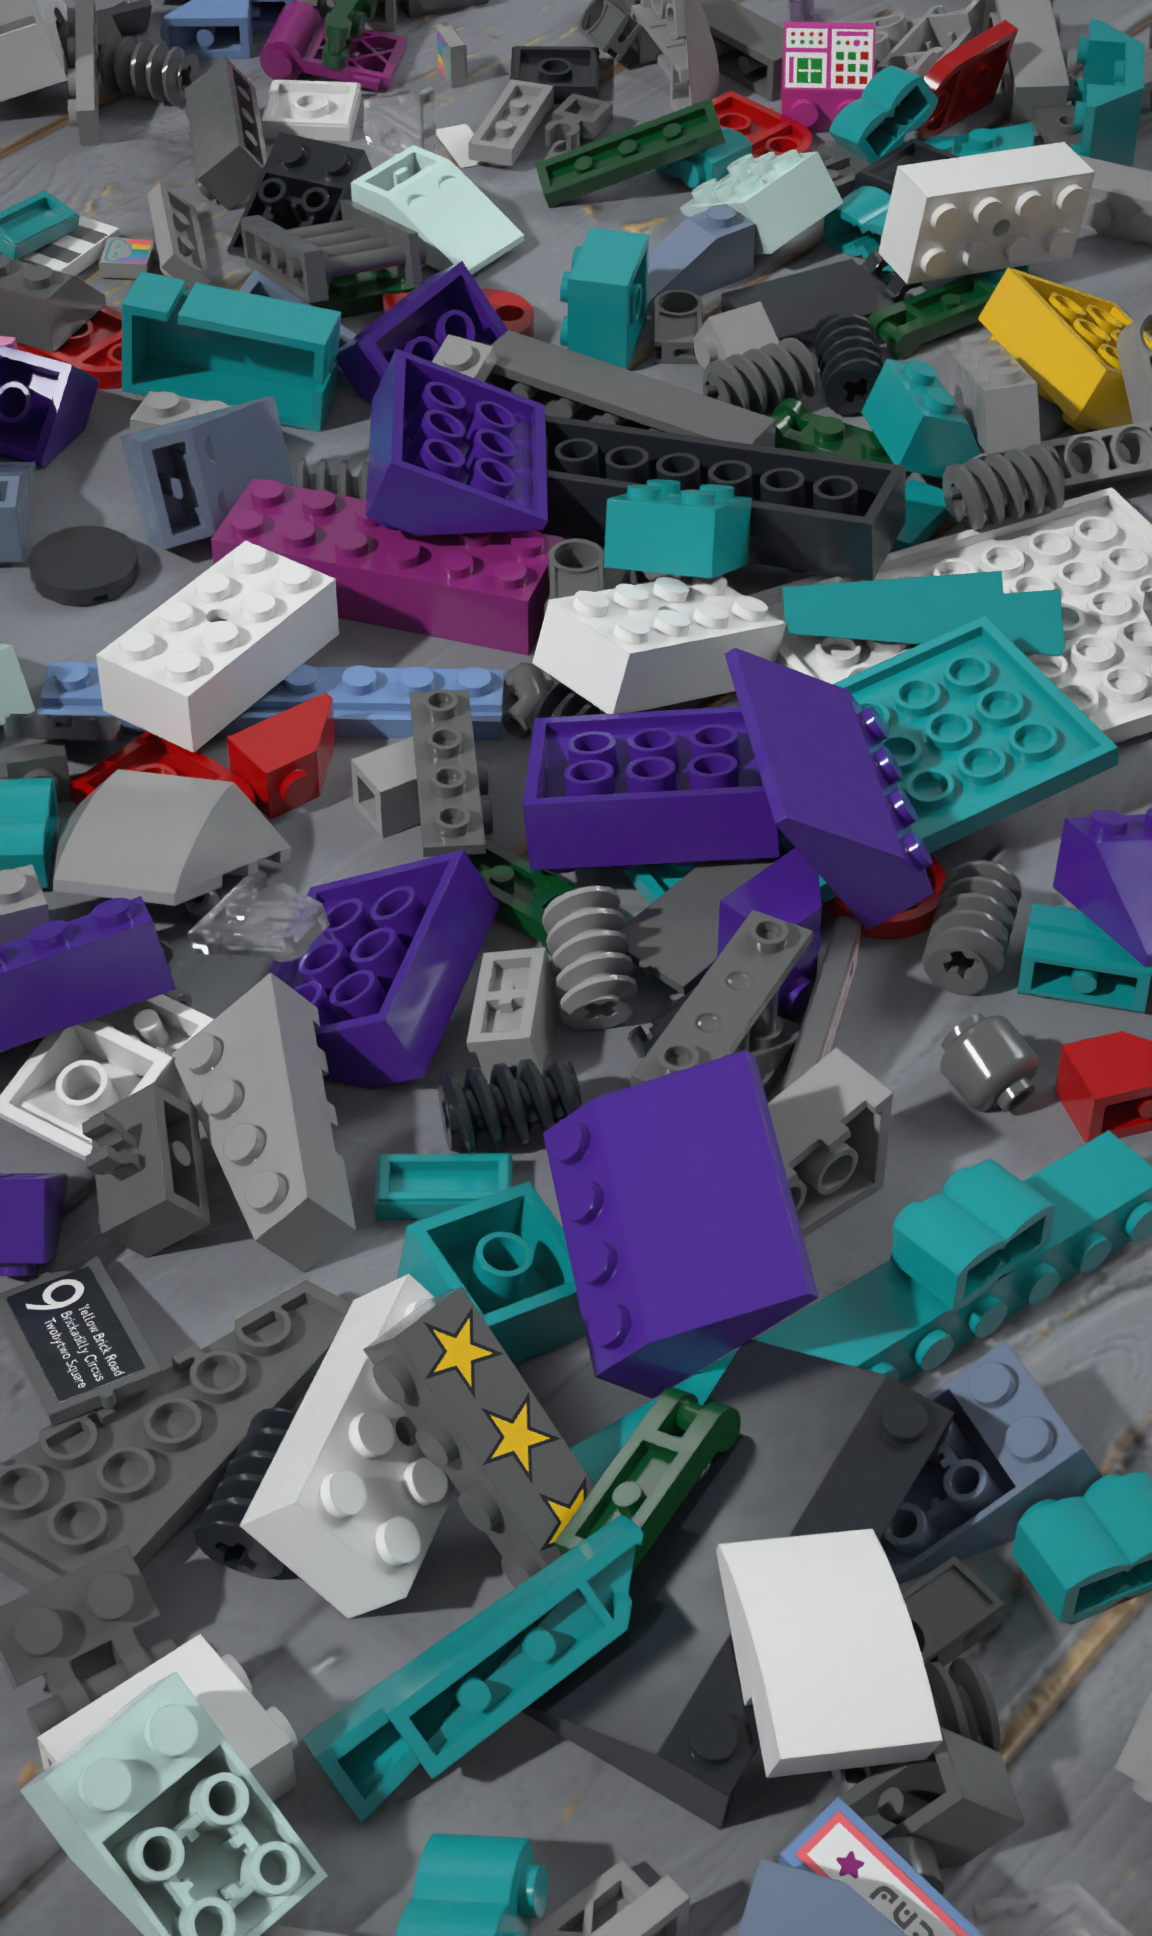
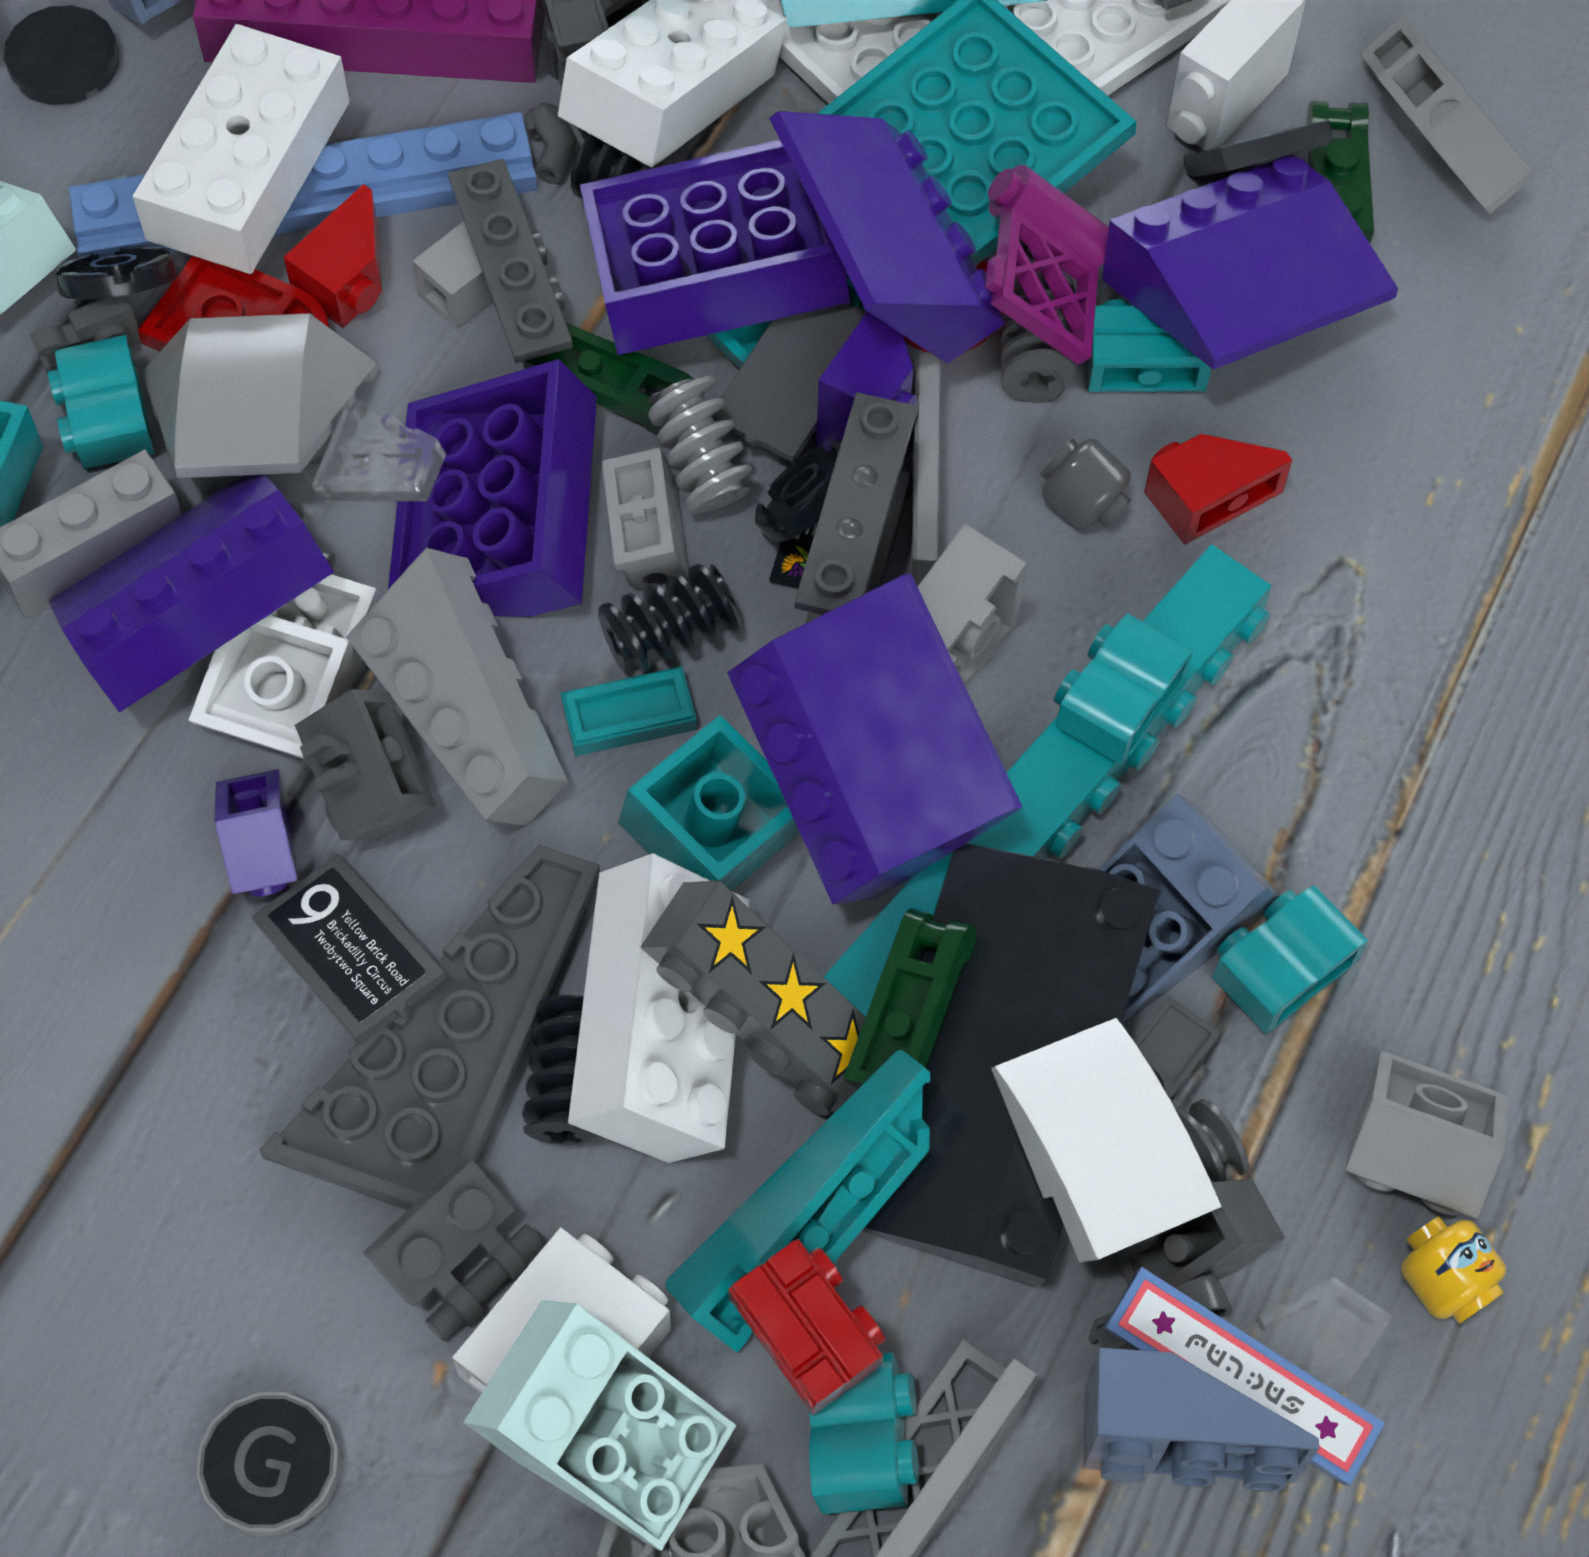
camera: 15 degrees left, 20 degrees up
(433, 1773) = (808, 1325): none -> red brick
(1008, 831) = (1059, 238): none -> magenta piece

